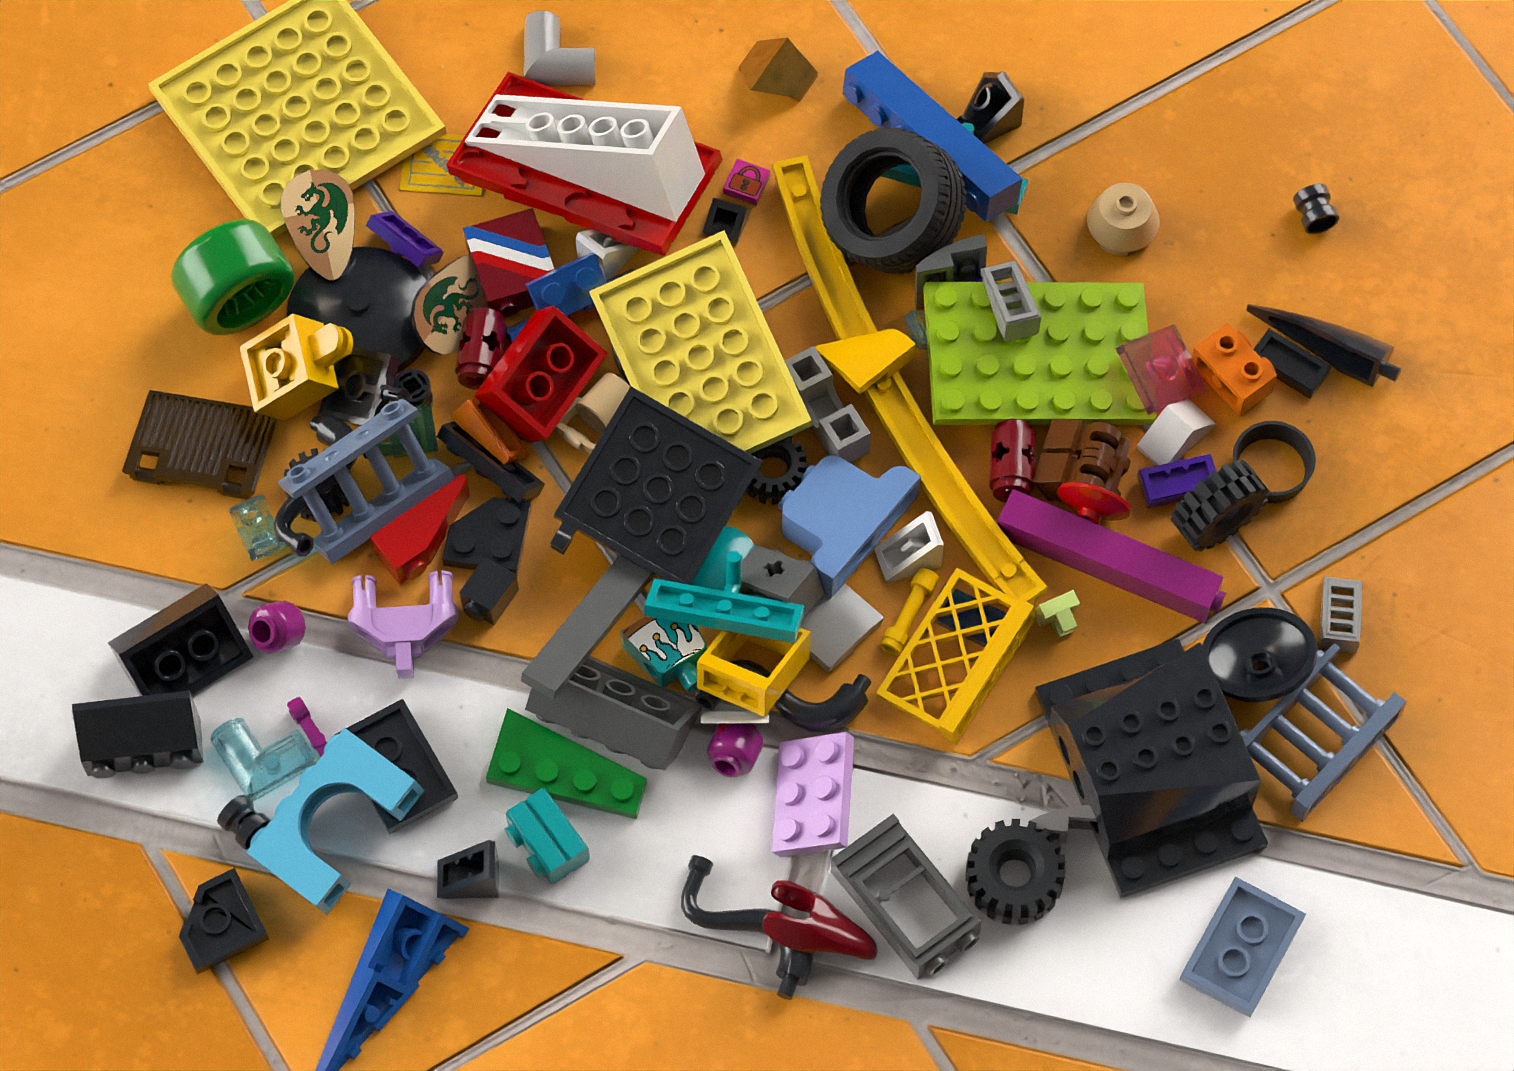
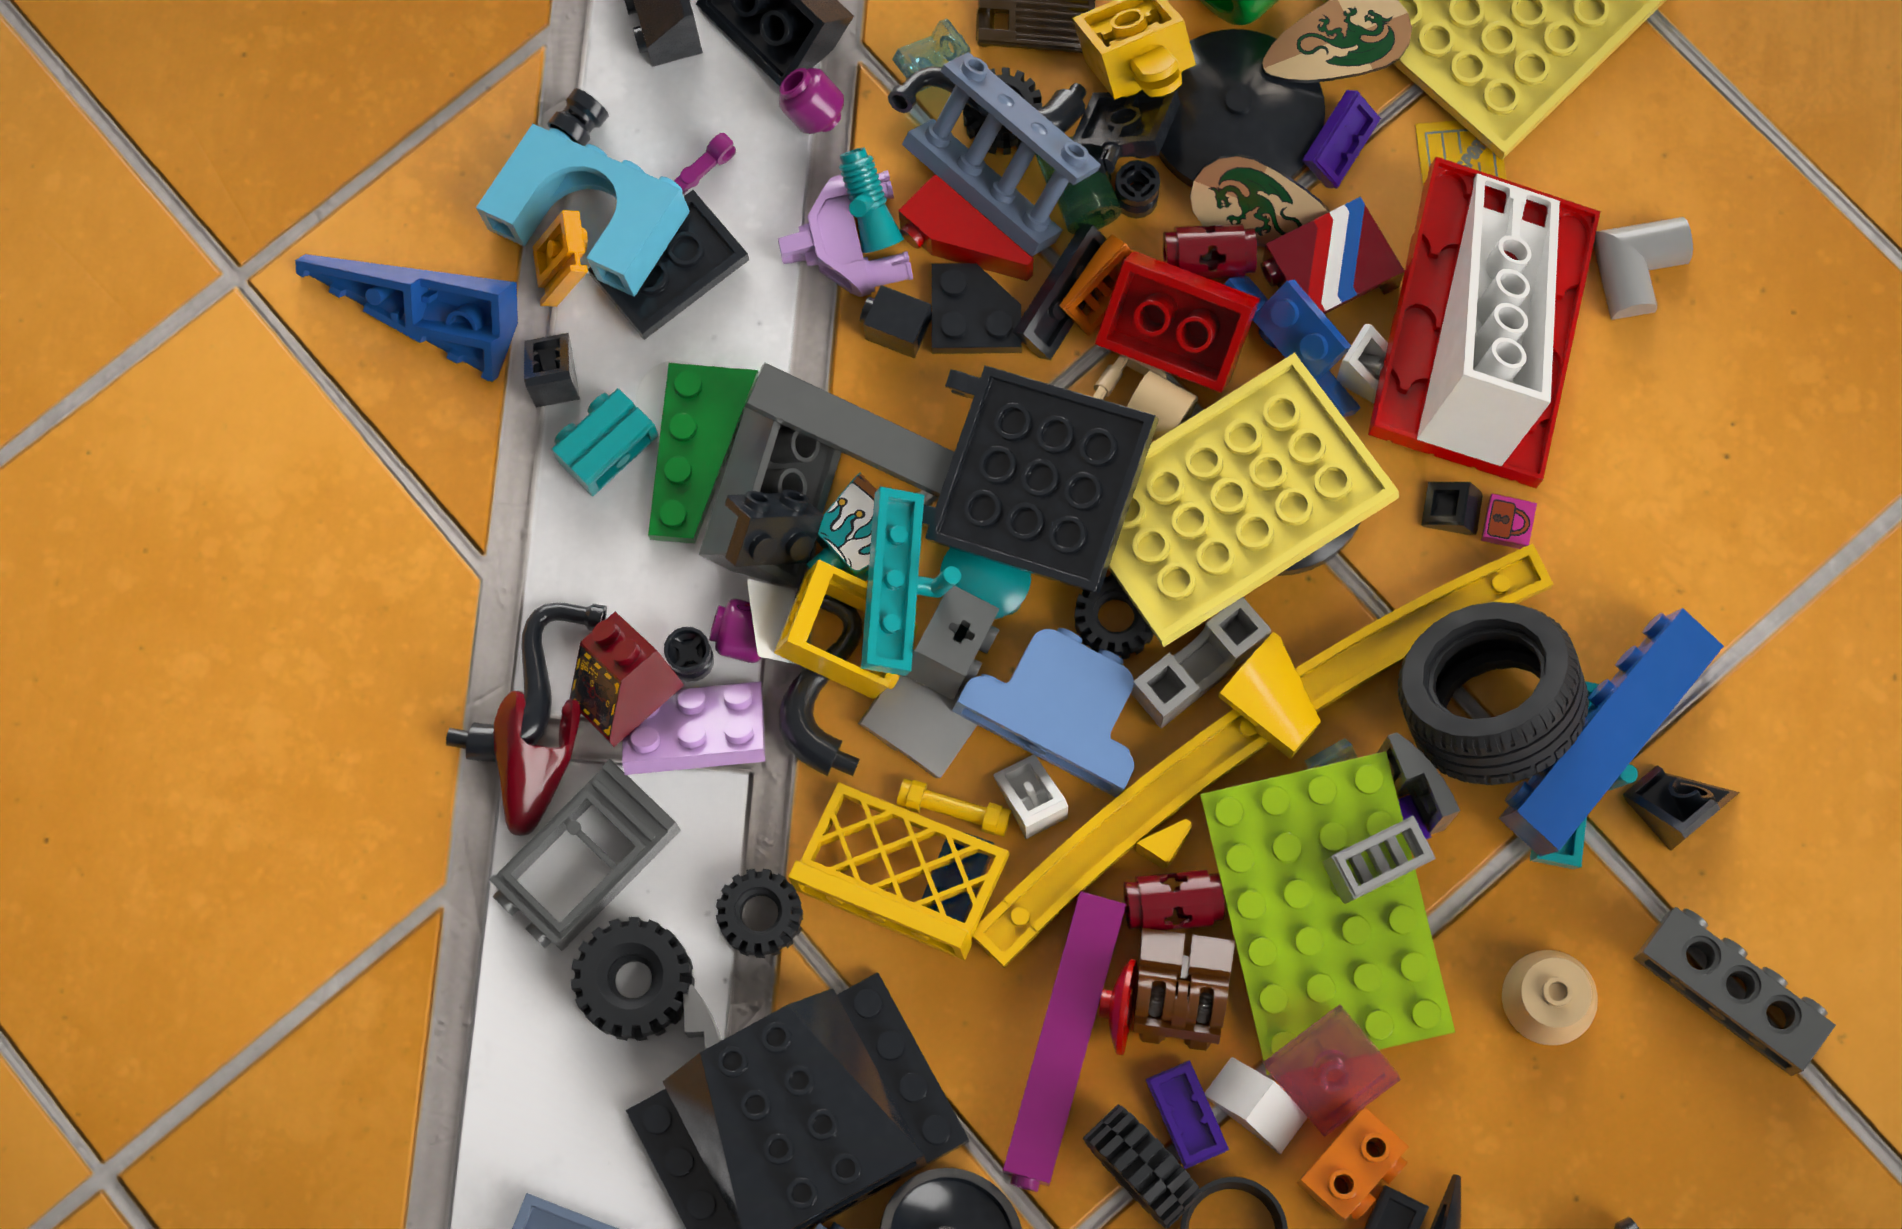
camera: 85 degrees right, 10 degrees up
(221, 923) = (461, 121): black plate -> none
(259, 769) = (649, 120): clear light blue brick -> none
(377, 844) = (558, 257): none -> light orange plate
(381, 591) = (867, 202): none -> teal piece
(658, 690) = (772, 528): none -> black bracket
(747, 784) = (689, 645): none -> black wheel
(764, 841) = (620, 679): none -> dark red slope
(778, 69) = (1672, 529): pearl gold slope -> none
(966, 457) = (1165, 844): none -> yellow slope
(974, 790) = (749, 886): none -> black tyre
(1059, 613) = (978, 986): yellowish green tile -> none
(1103, 137) = (1805, 1019): none -> dark grey brick

